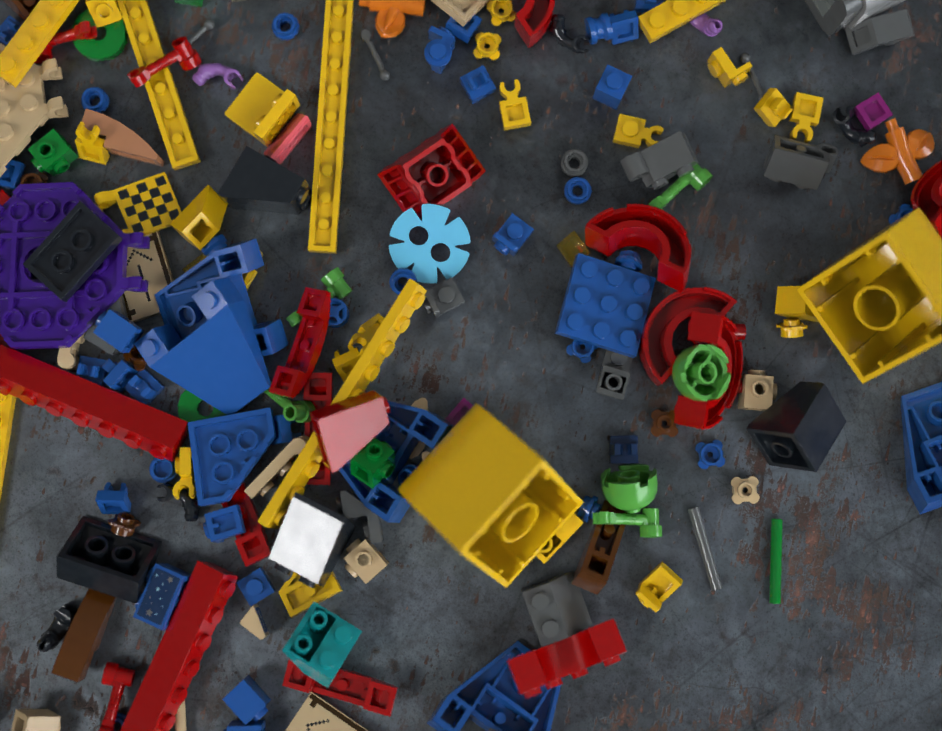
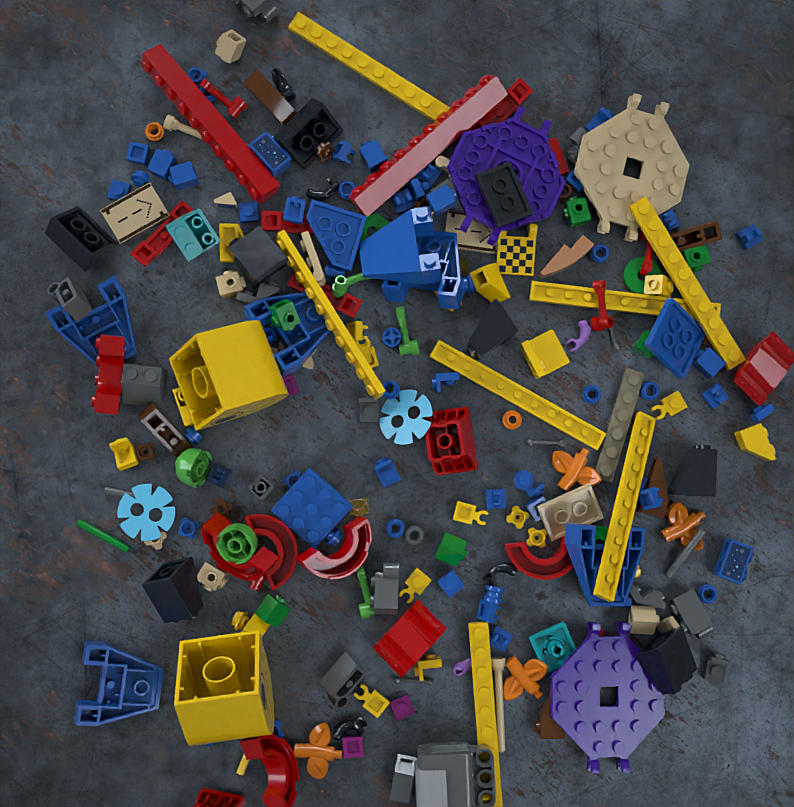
camera: 115 degrees right, 0 degrees up
(90, 145) = (570, 237): yellow plate -> none
(99, 457) = (372, 155): none -> blue brick
(184, 468) = (340, 202): yellow plate -> none
(288, 138) = (517, 361): coral slope -> none
(307, 344) = (377, 309): red slope -> none
(348, 426) = (312, 310): slope -> none
(354, 214) = (447, 378): none -> blue bracket
(367, 118) = (507, 424): none -> orange plate
(570, 105) = (451, 549): none -> green brick
(647, 521) = (166, 467): bright green brick -> none
(648, 564) = (140, 448): none -> reddish brown plate
(706, 102) = (409, 638): none -> red slope
(741, 525) = (148, 528): none -> medium azure piece
(759, 292) = (273, 610): none -> green brick
(773, 107) = (387, 682): yellow tile -> none
(793, 76) = (402, 707): none -> magenta plate

